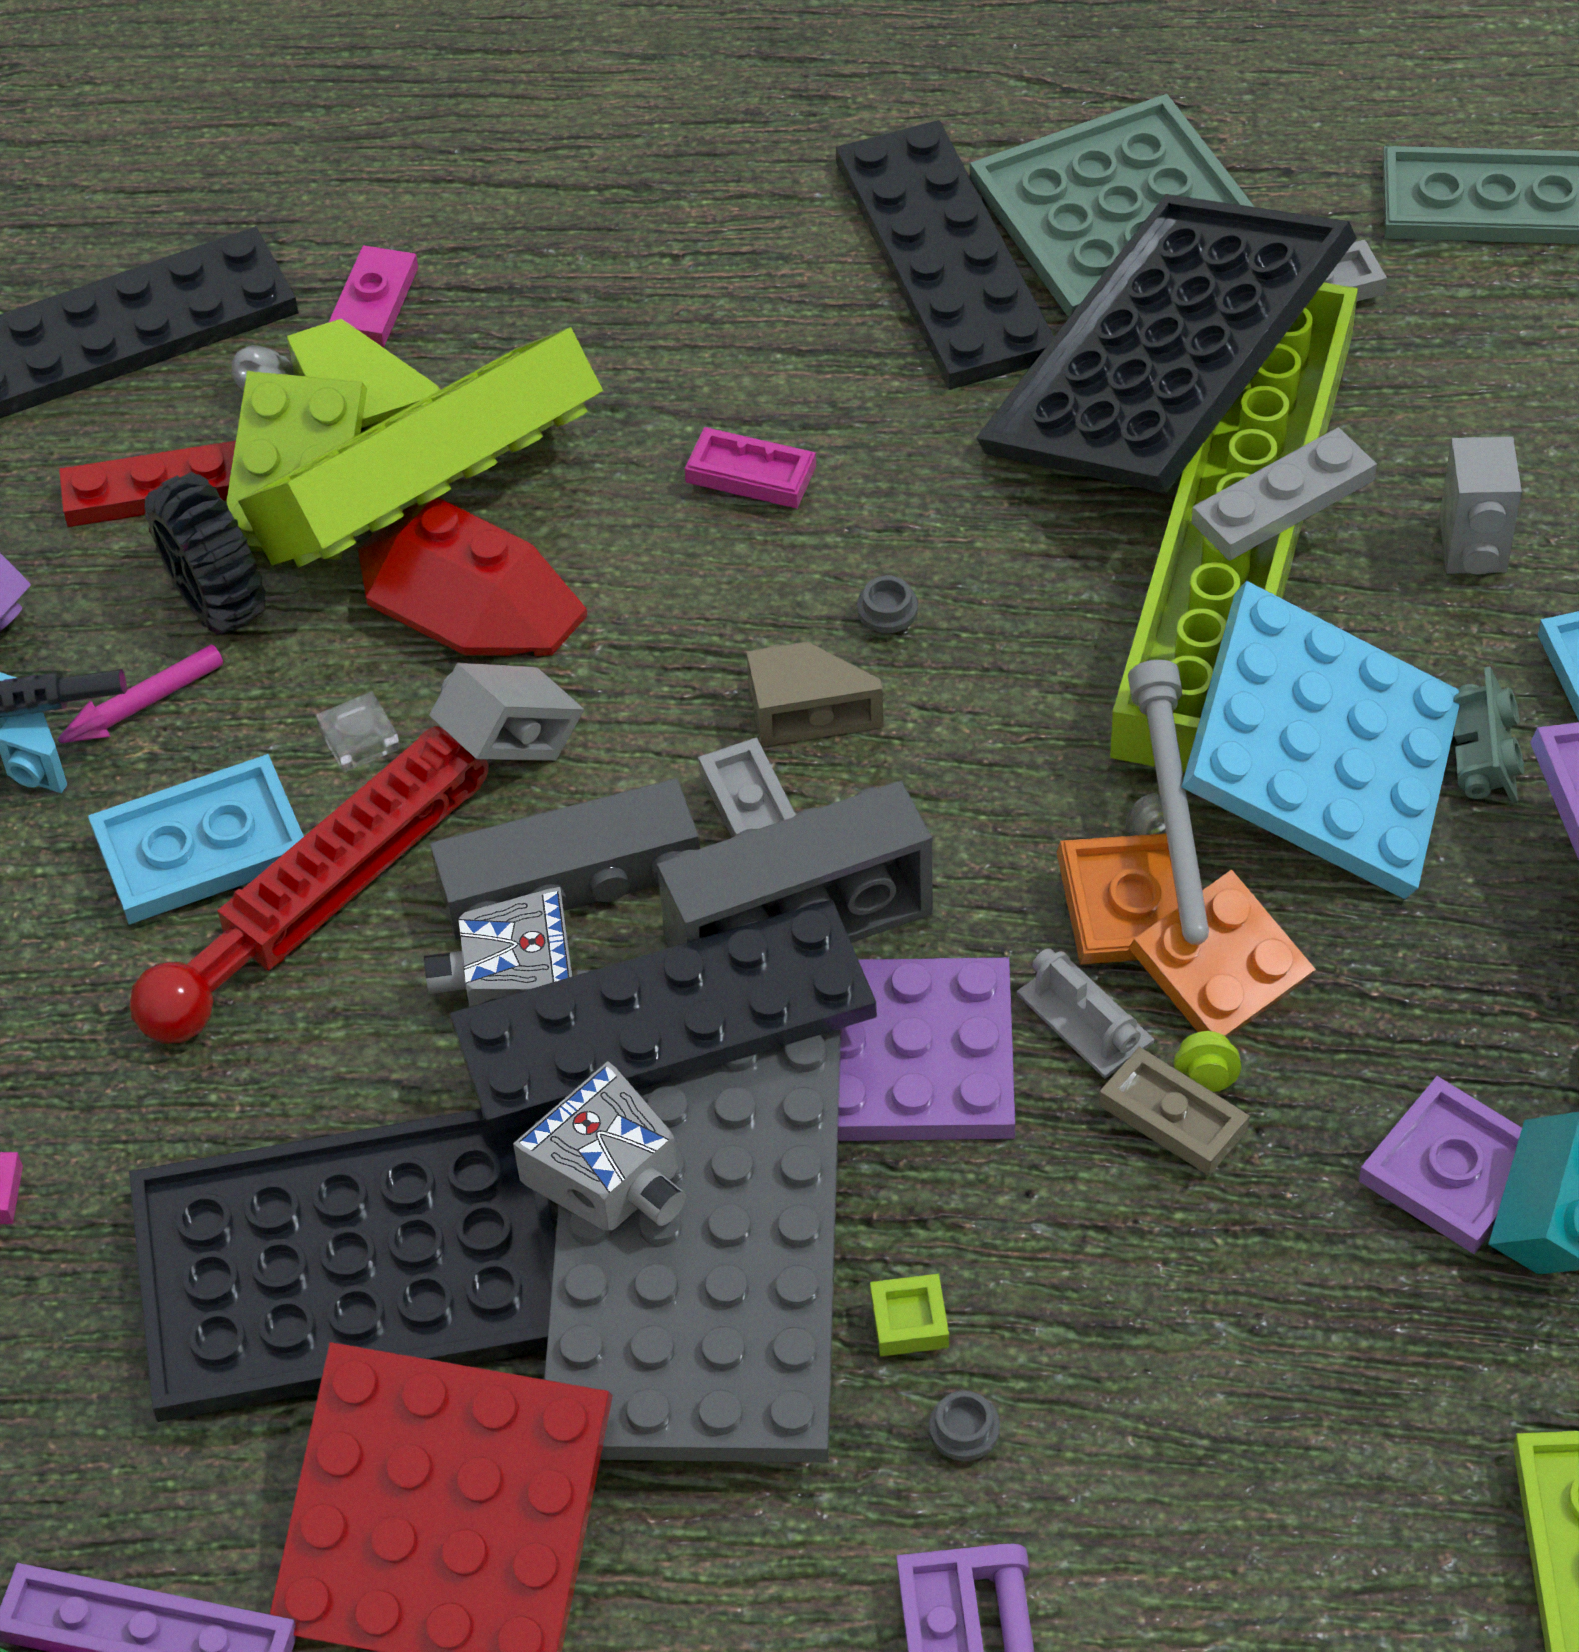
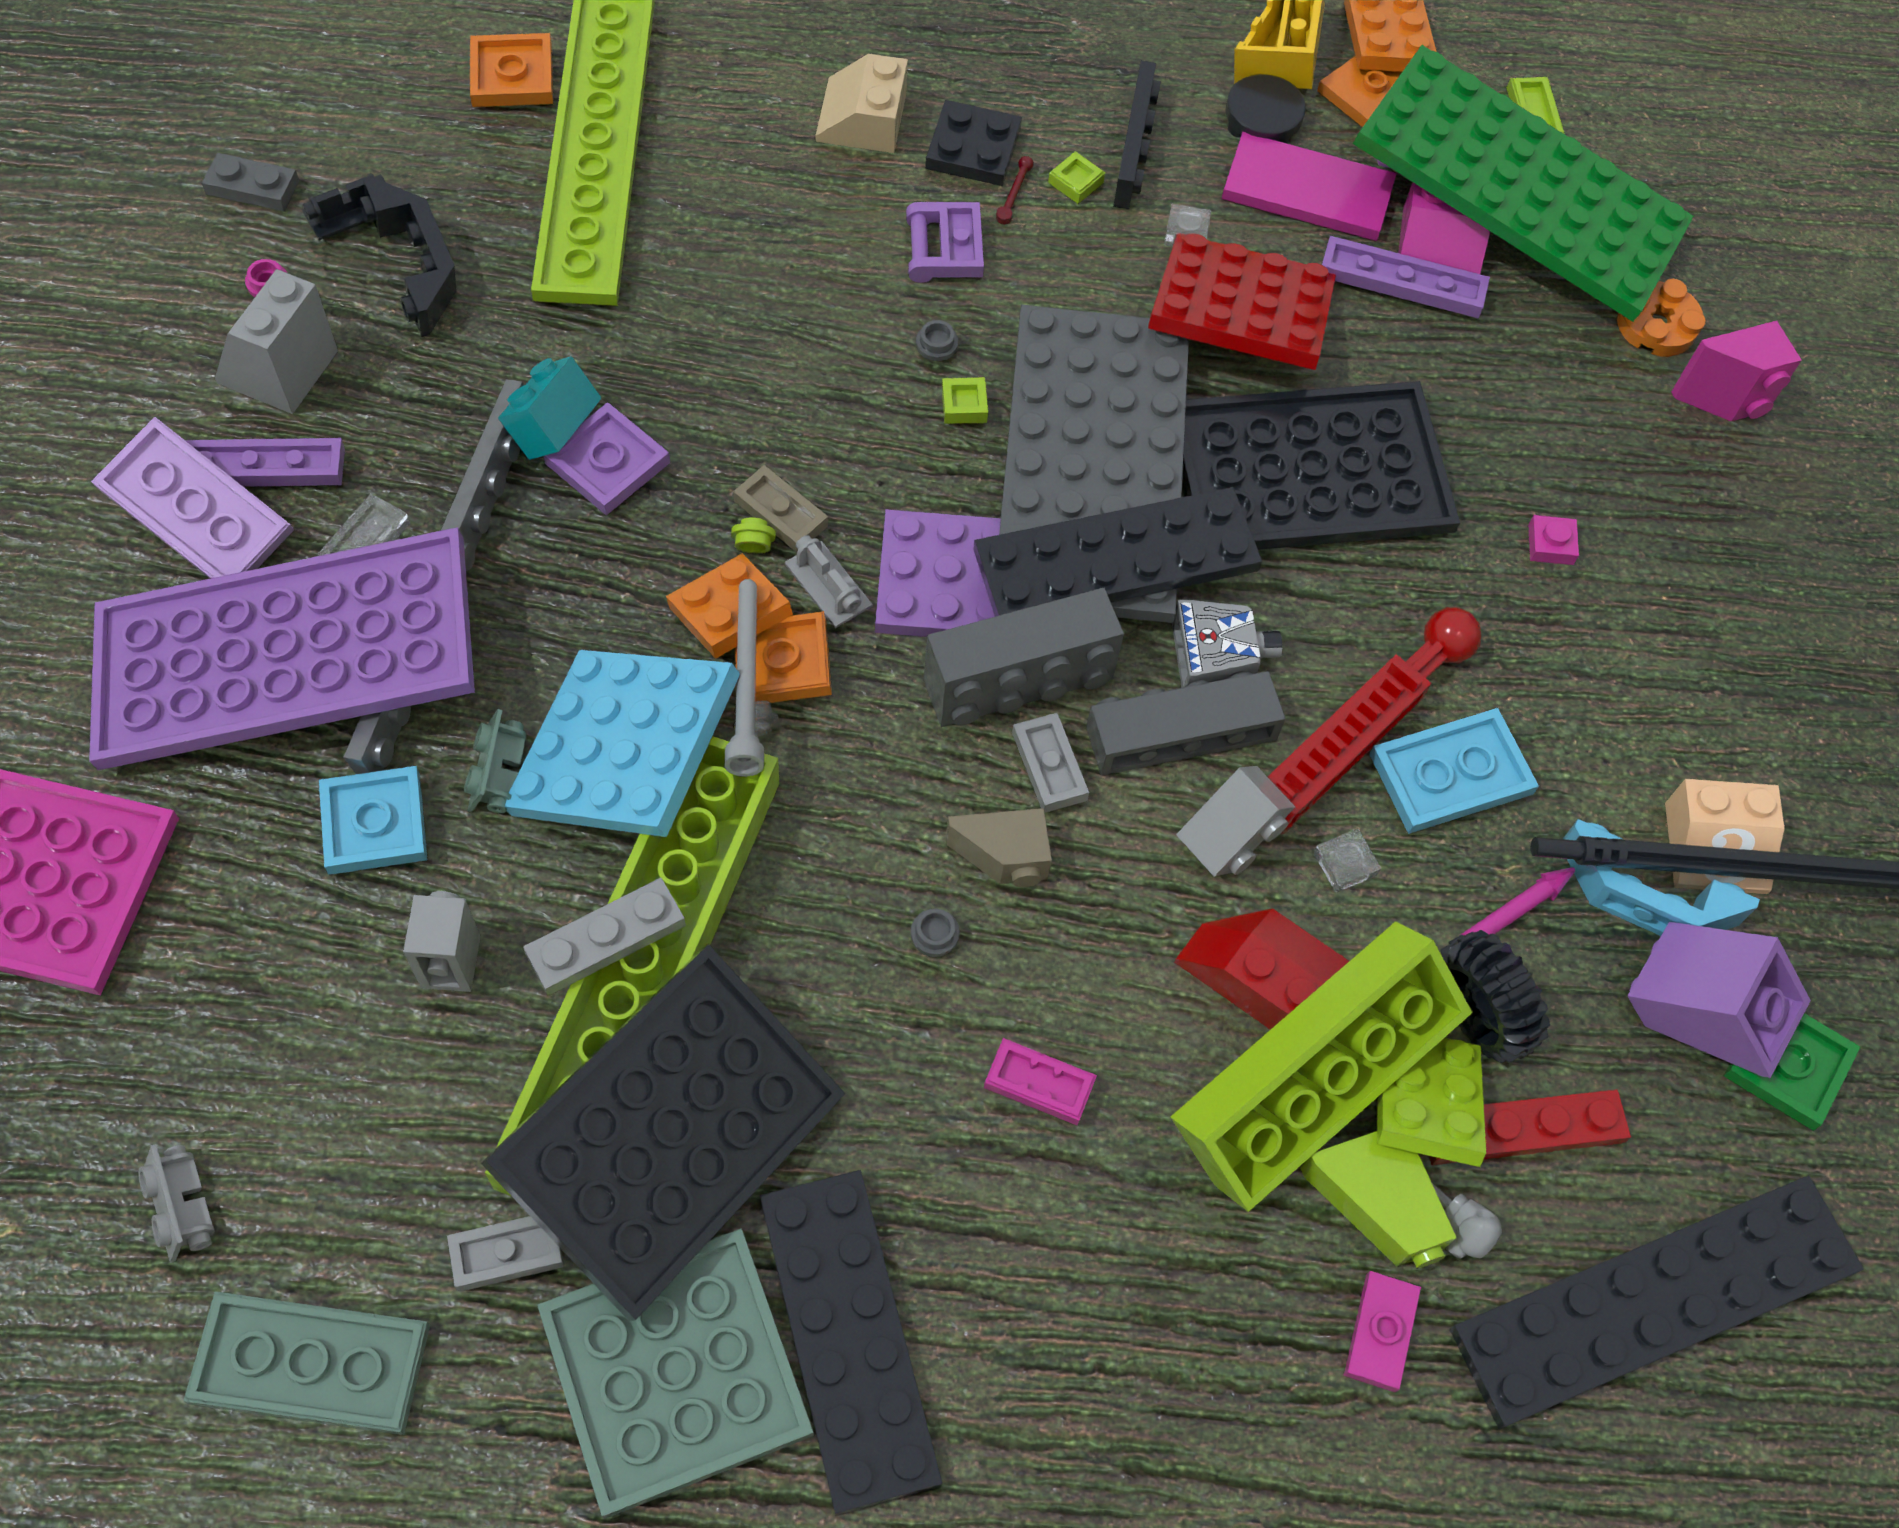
camera: 175 degrees right, 10 degrees up
(603, 1155) = (1156, 451): light grey torso -> none

